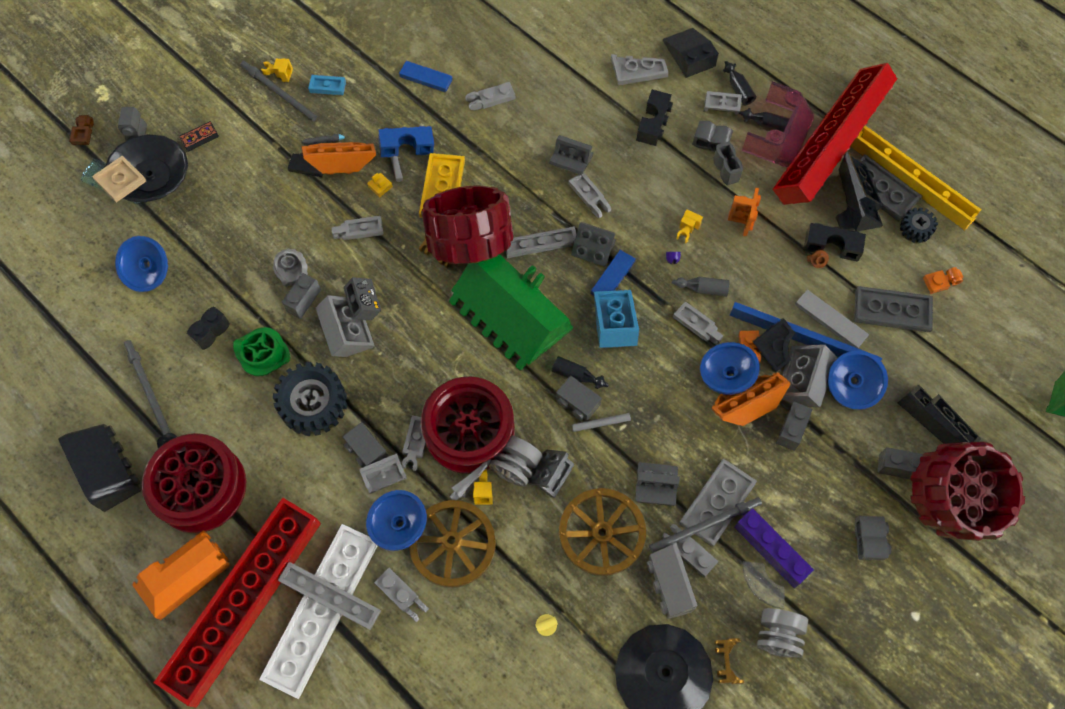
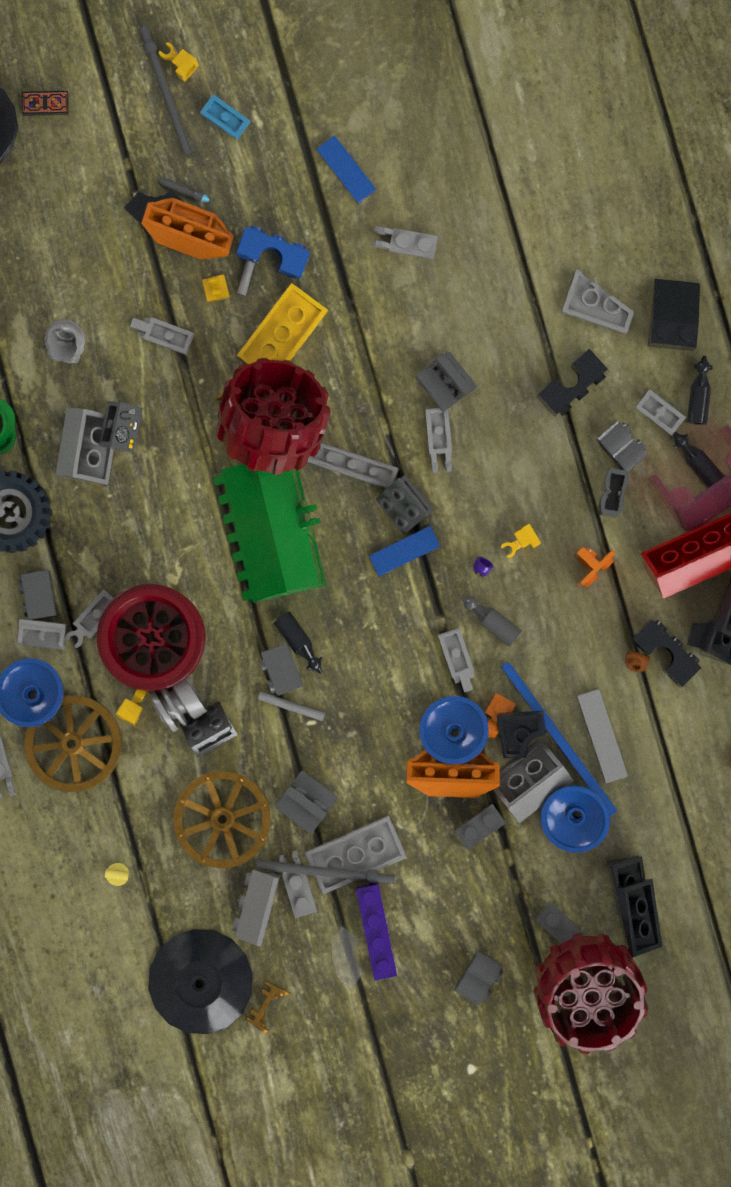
camera: 30 degrees right, 20 degrees up
(301, 295) = (59, 384): dark grey brick -> none
(463, 487) = (113, 695): light grey piece -> none
(616, 319) = (374, 603): dark azure slope -> none
(781, 637) = (328, 1013): light grey wheel -> none
(893, 309) = (676, 762): dark grey tile -> none

